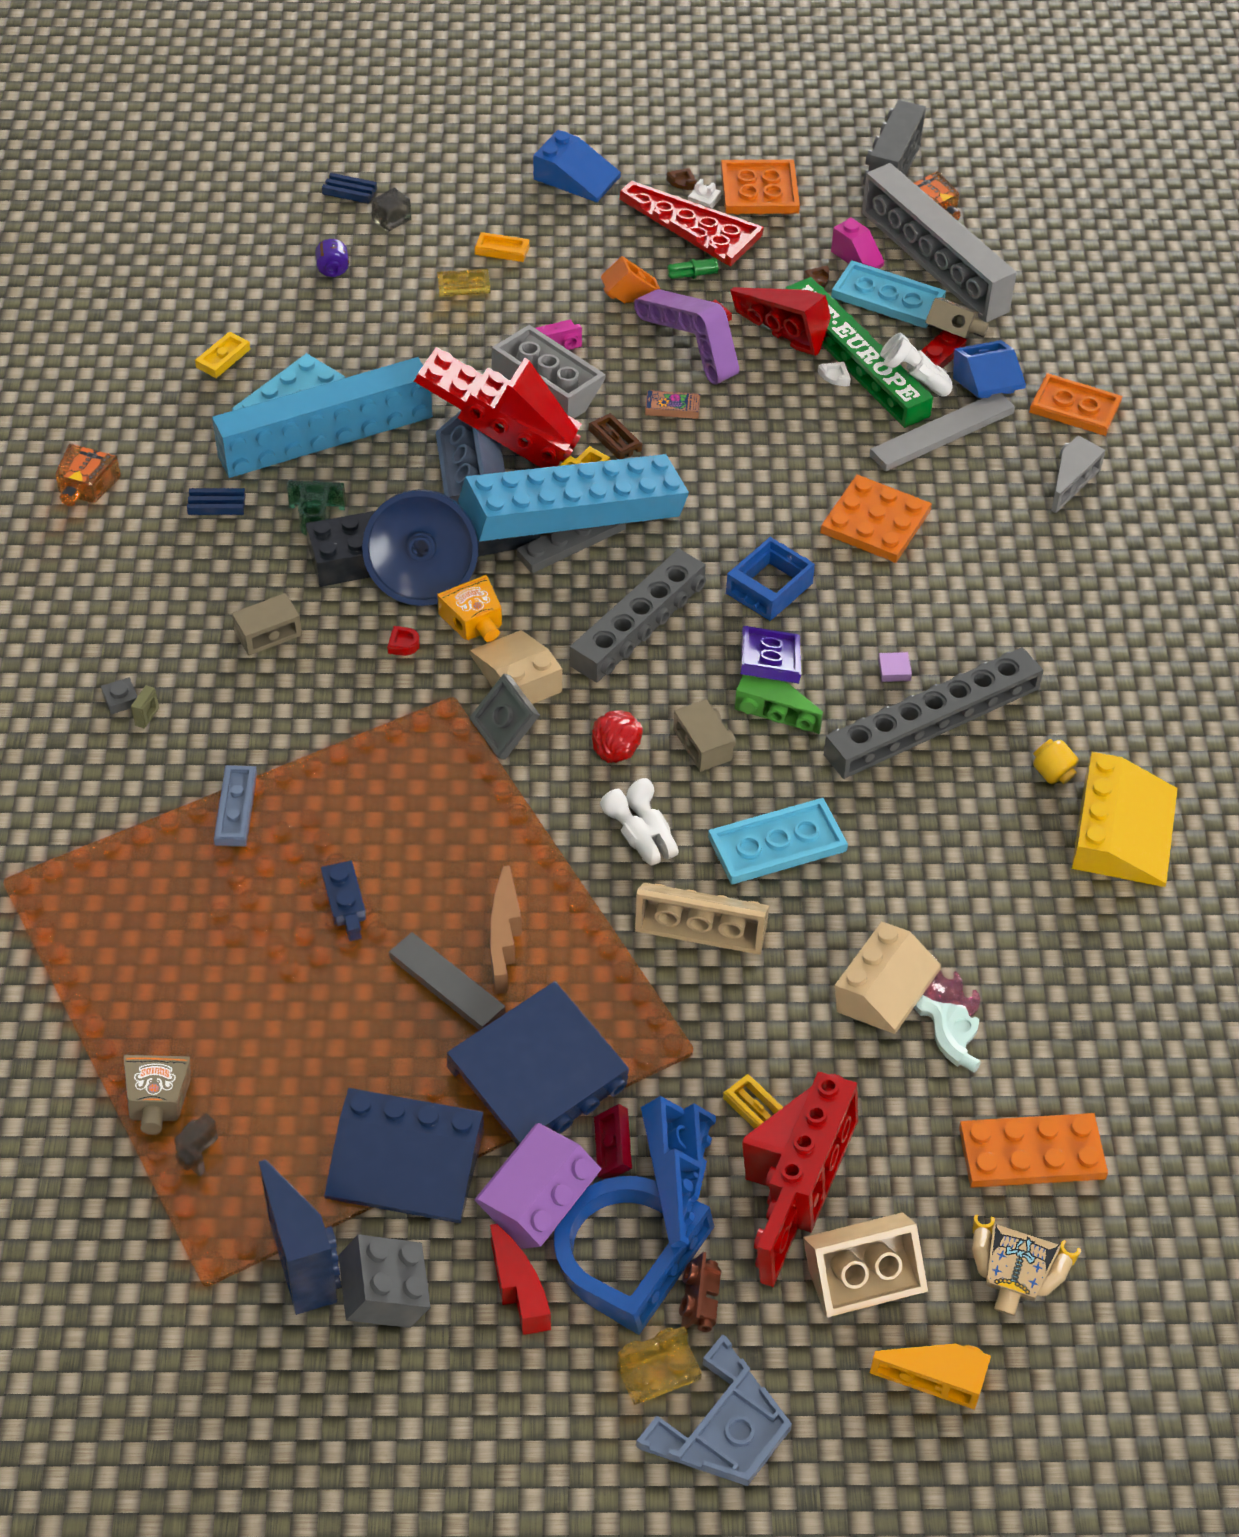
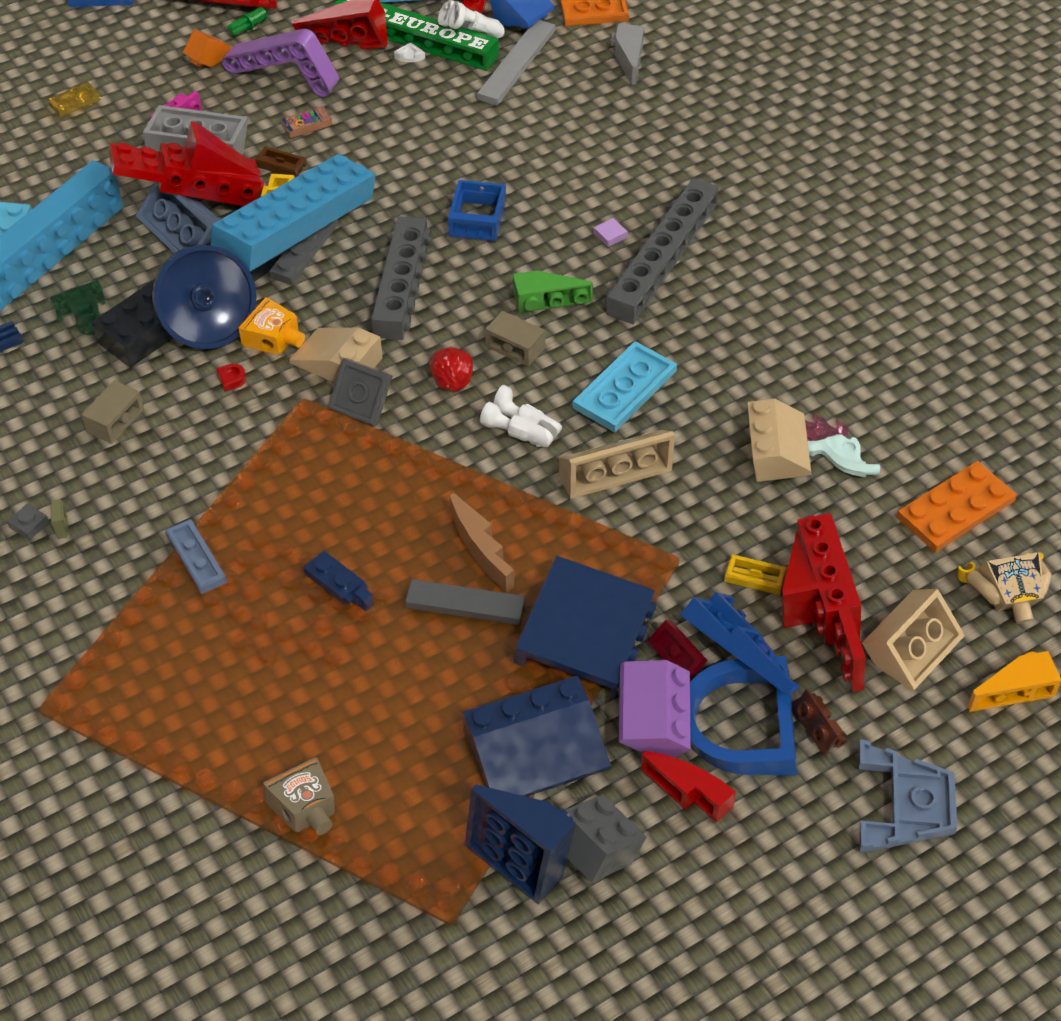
camera: 30 degrees left, 0 degrees up
(193, 1141) = (365, 827): clear smoke bracket -> none
(502, 247) = (83, 63): light orange tile -> none
(658, 1365) = (830, 787): clear yellow bracket -> none
(770, 654) = (522, 260): dark purple tile -> none
(876, 518) = (517, 139): orange plate -> none
(1055, 761) = (771, 244): yellow head -> none
(1124, 822) = (842, 264): yellow slope -> none

